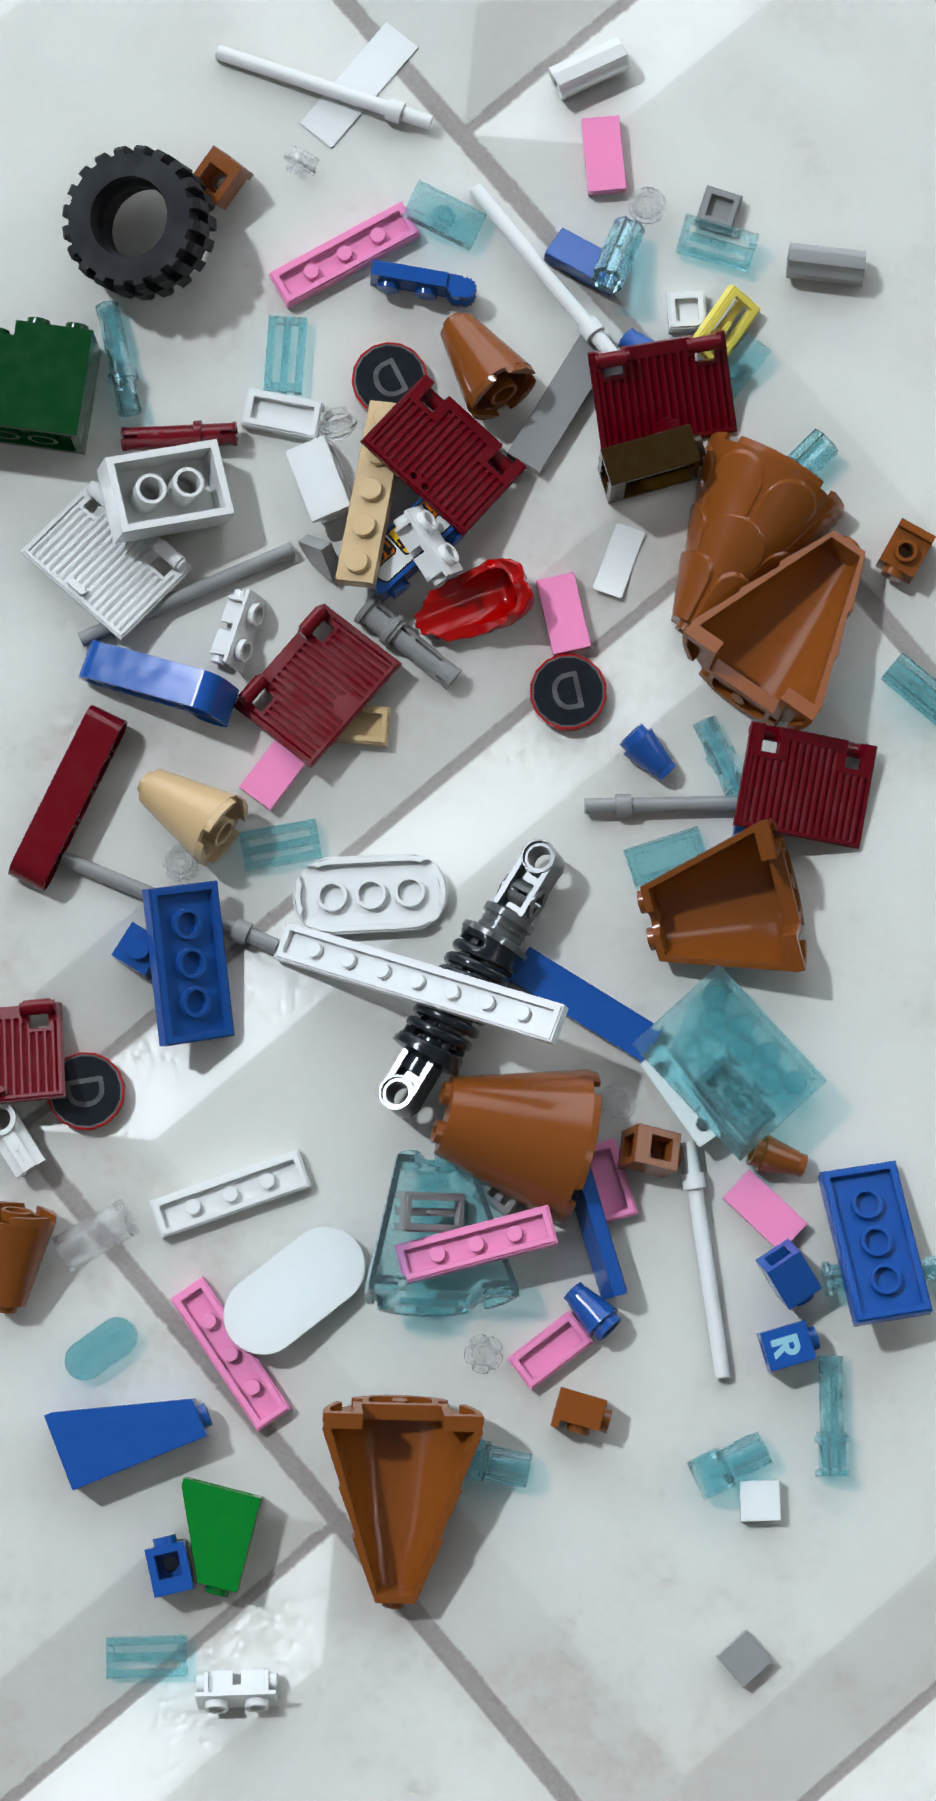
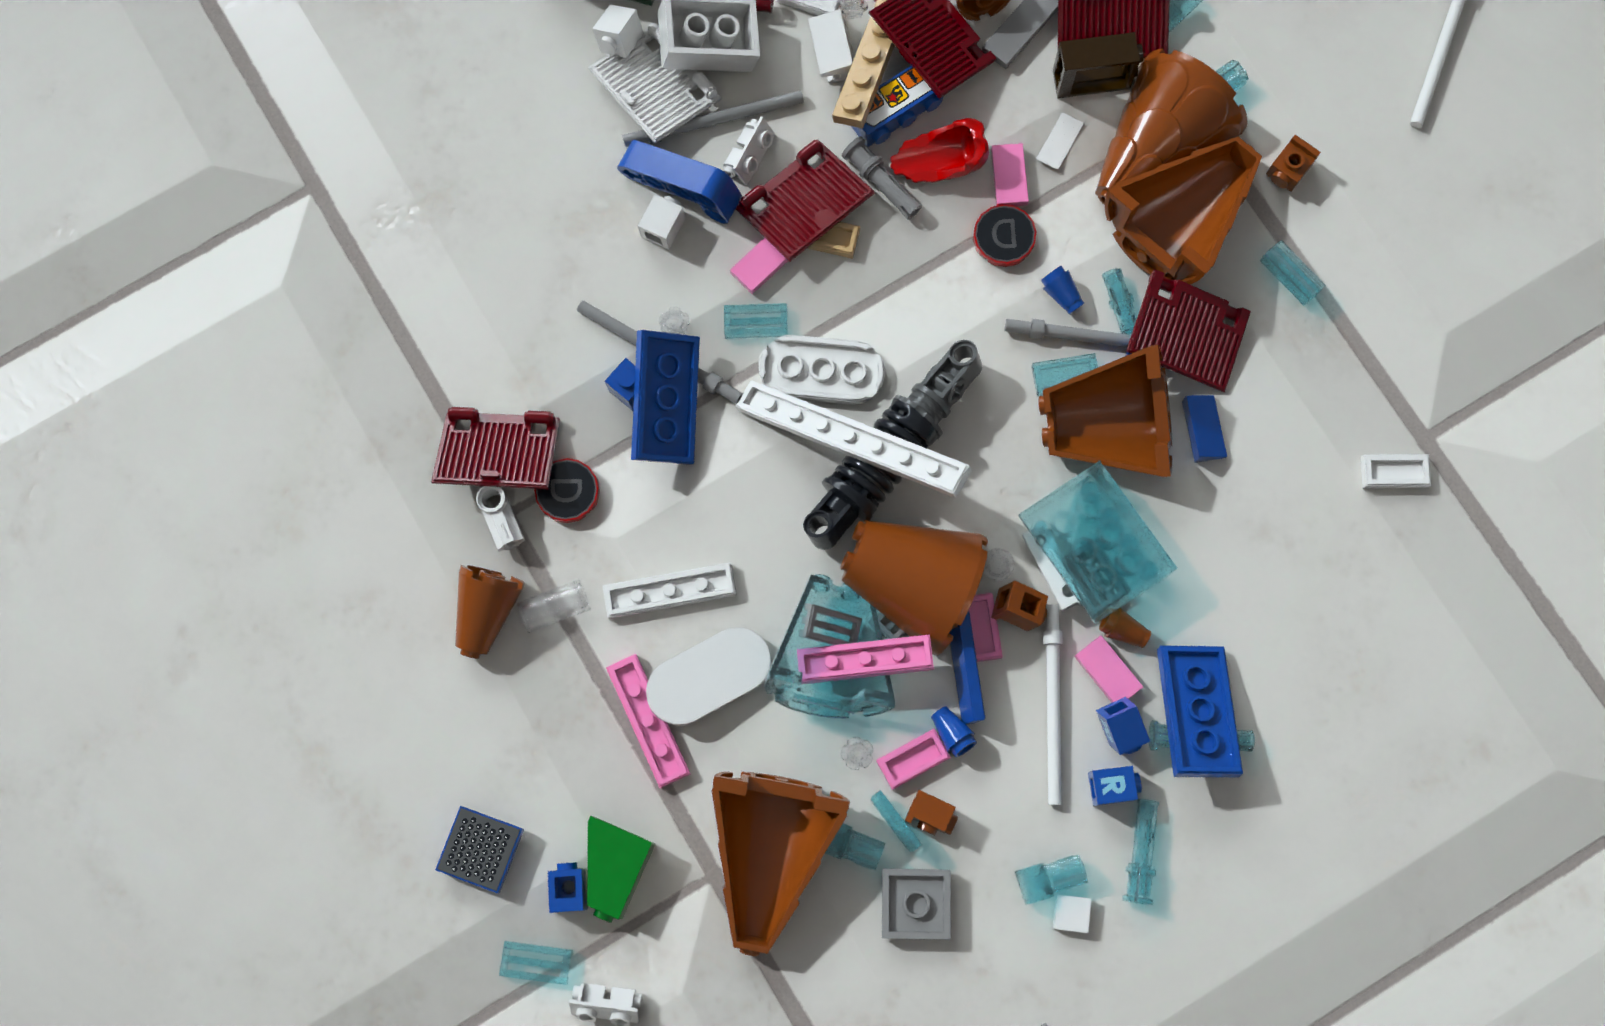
camera: 15 degrees right, 5 degrees down
(50, 501) = (618, 31): none -> white brick
(58, 1537) = (479, 849): none -> tile
(67, 797) = (591, 259): dark red beam -> none
(101, 1348) = (542, 699): clear light blue tile -> none
(114, 1438) = (540, 774): blue slope -> none
(146, 737) = (662, 221): none -> white brick
(193, 813) = (691, 283): tan cone -> none
(320, 555) = (823, 103): light grey tile -> none
(439, 557) = (917, 109): white hinge -> none
(540, 1427) = (895, 821): none -> clear light blue tile
(578, 1518) = (916, 904): none -> light grey plate
(585, 1002) = (986, 483): blue tile -> none
(840, 898) = (1204, 428): none -> blue slope

